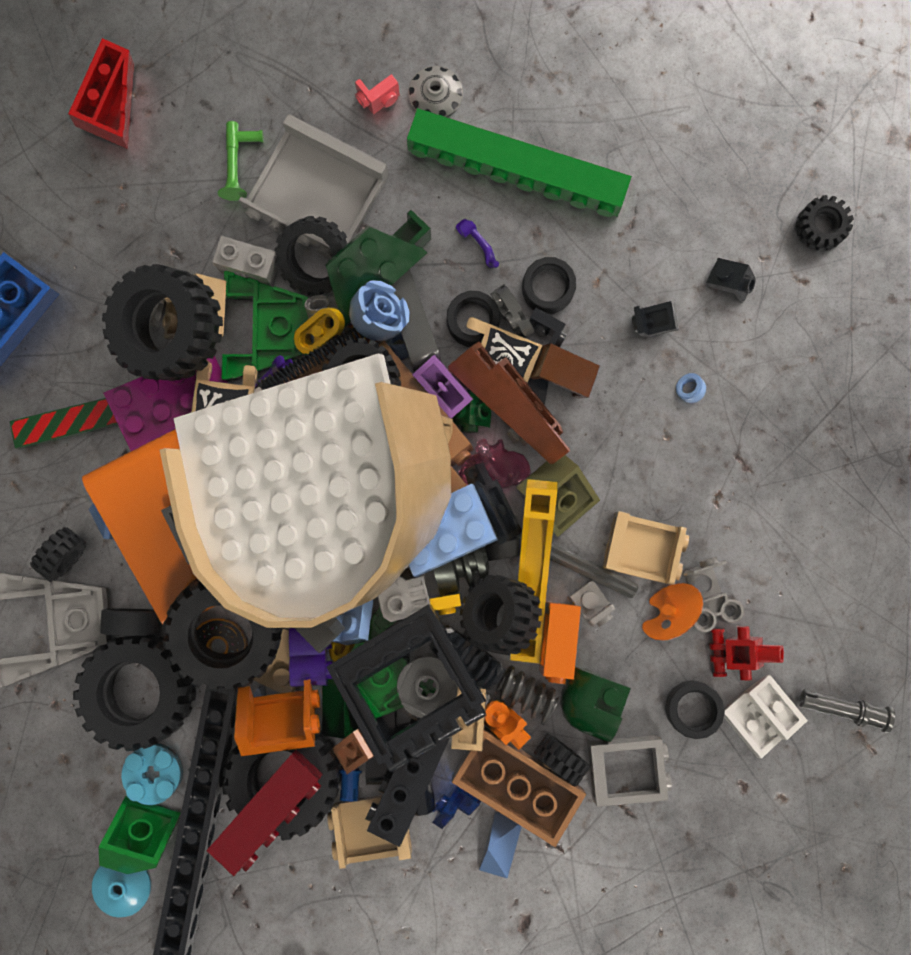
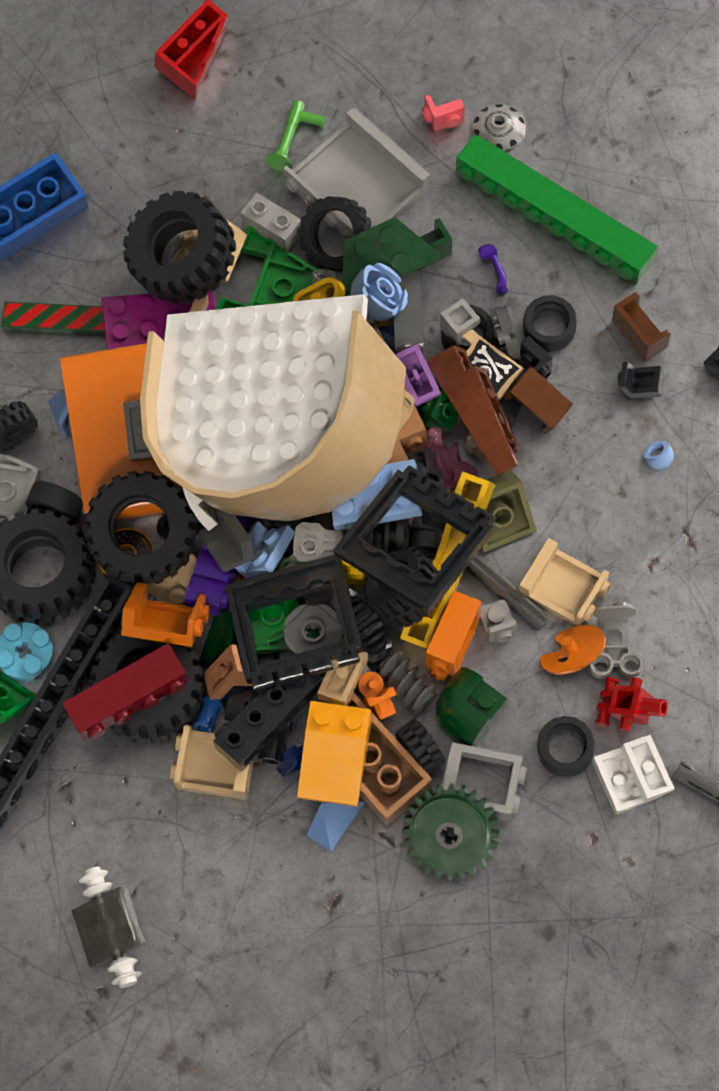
camera: 20 degrees right, 15 degrees down
(466, 316) = (458, 320): none -> light grey panel
(487, 804) = (334, 753): none -> light orange slope
(490, 617) = (398, 576): none -> black hinge
(617, 835) = (471, 831): none -> dark green gear
(636, 265) = (639, 328): none -> reddish brown panel

